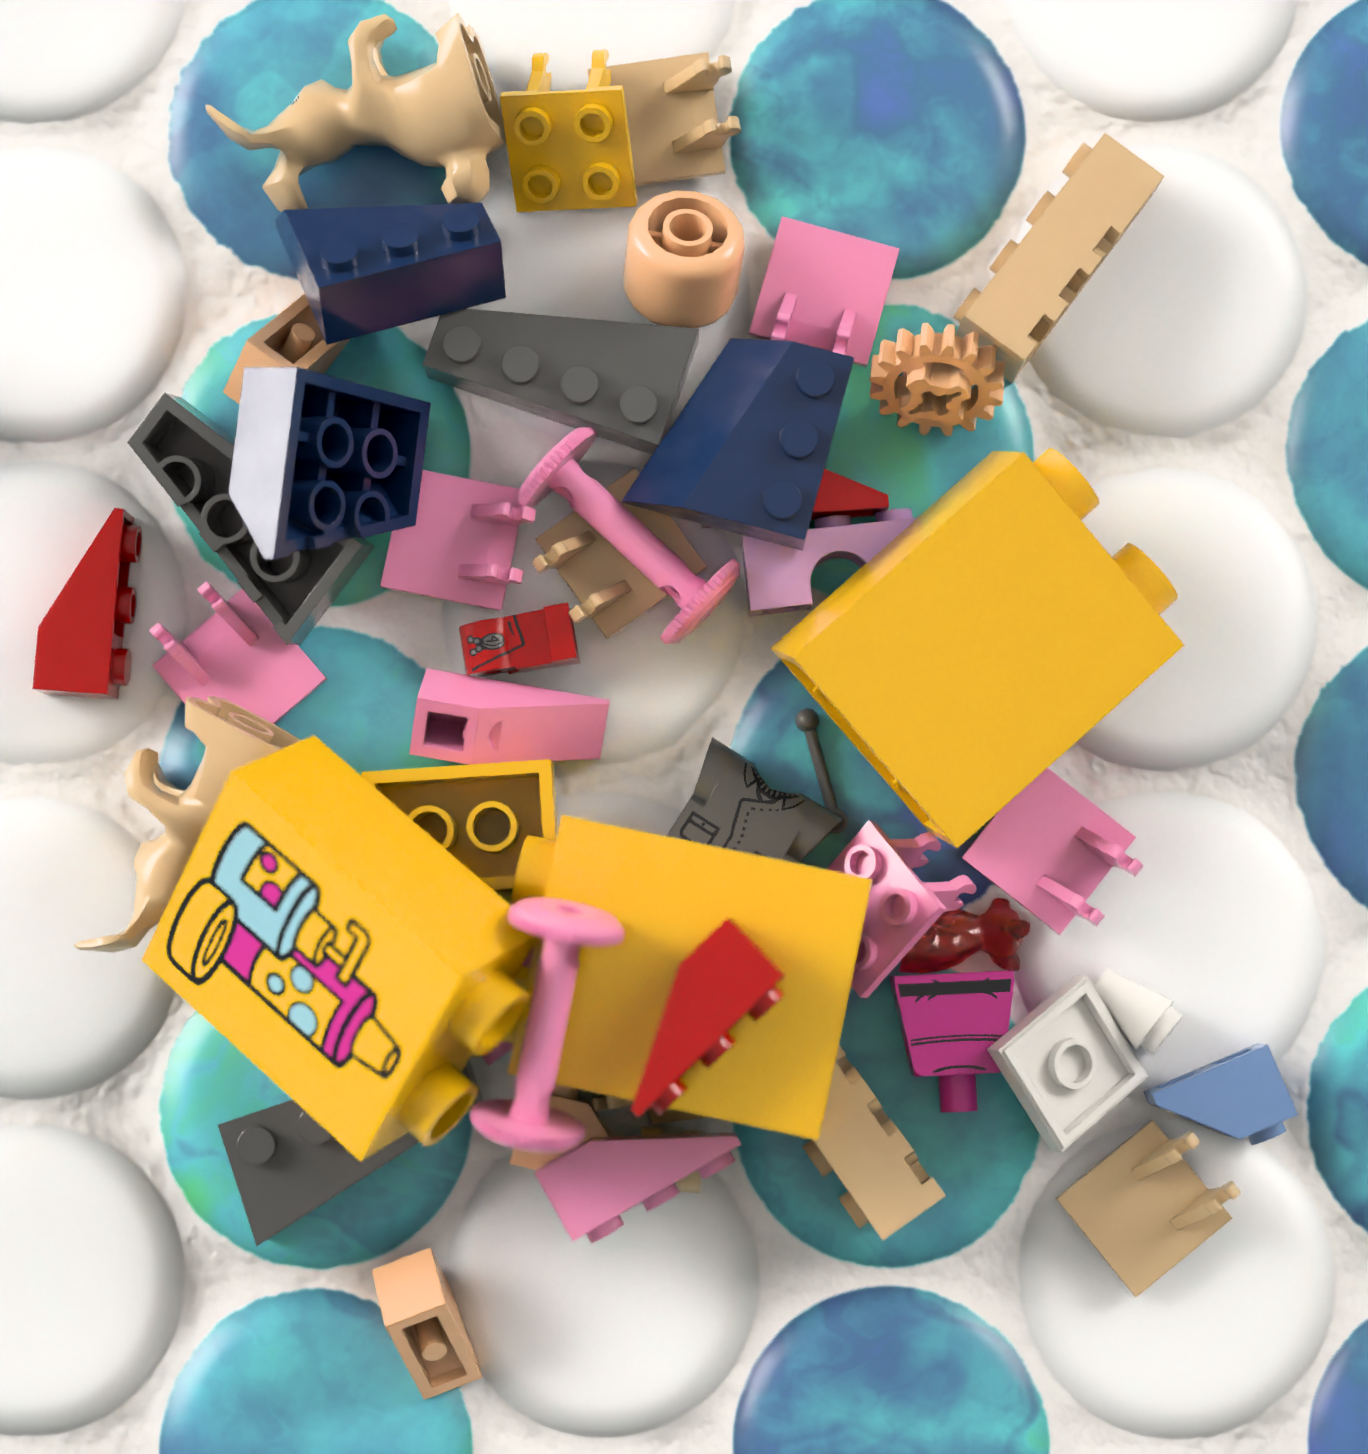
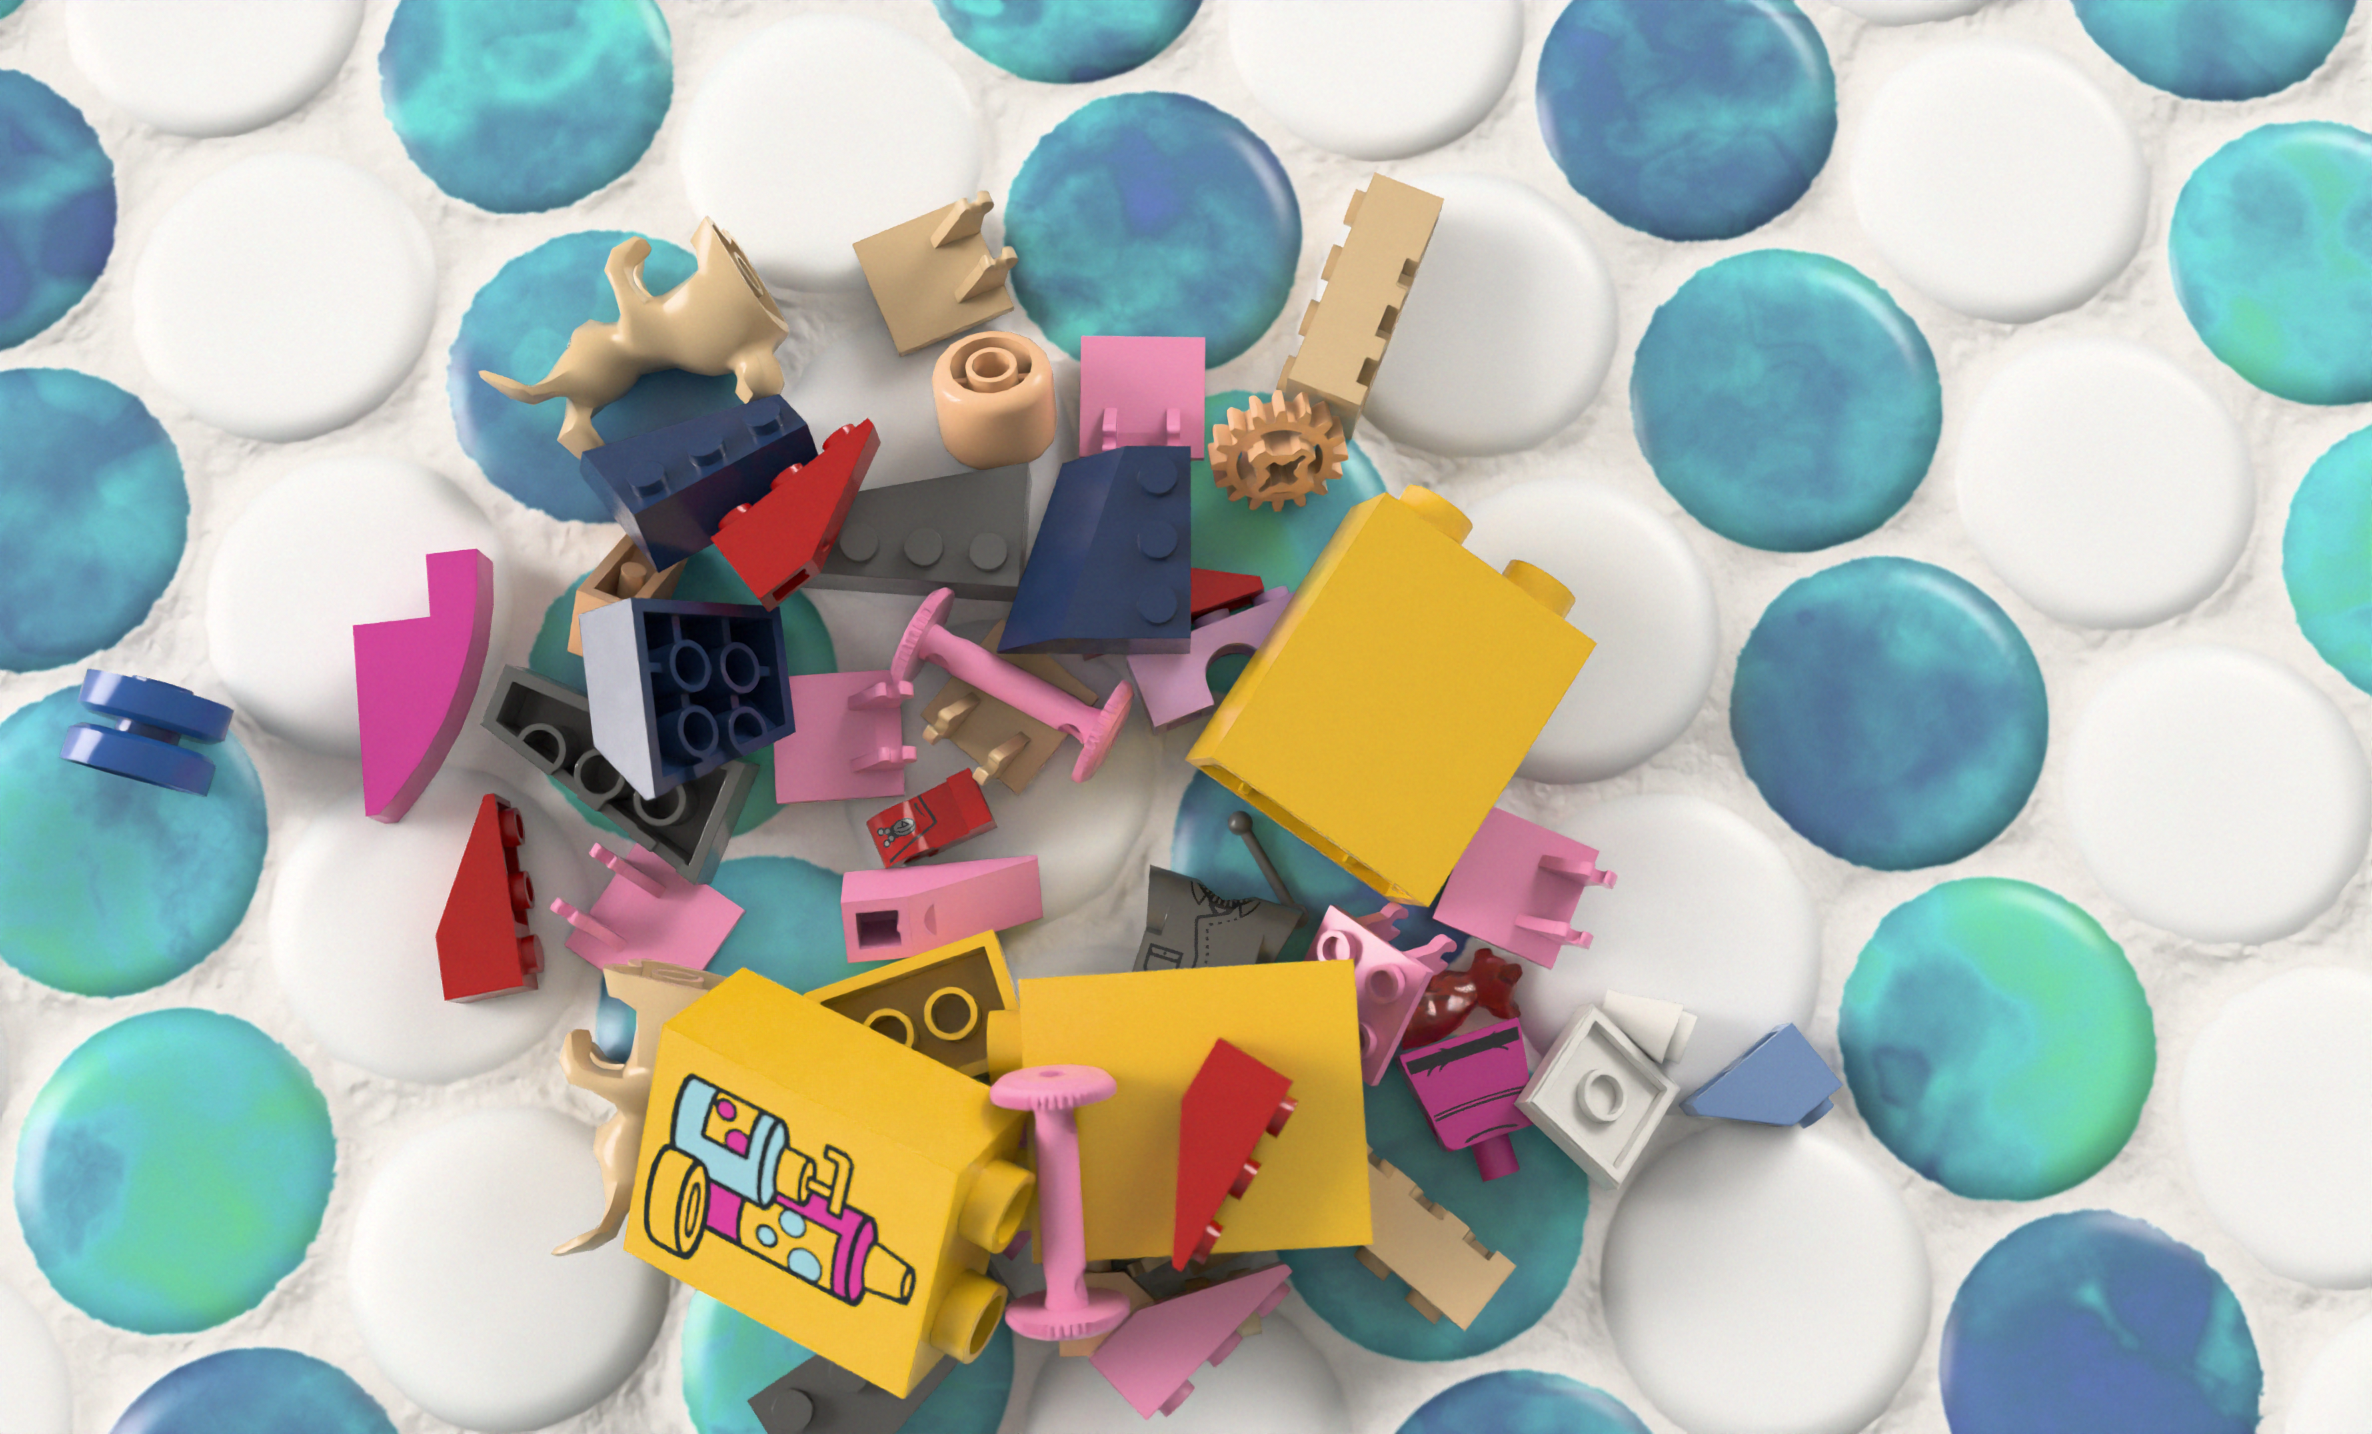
camera: 20 degrees left, 5 degrees down
(80, 384) = (421, 681): none -> dark pink slope
(460, 338) = (793, 528): none -> red slope
(569, 144) = (852, 317): yellow plate -> none
(1146, 1206) = (1717, 1220): tan plate -> none

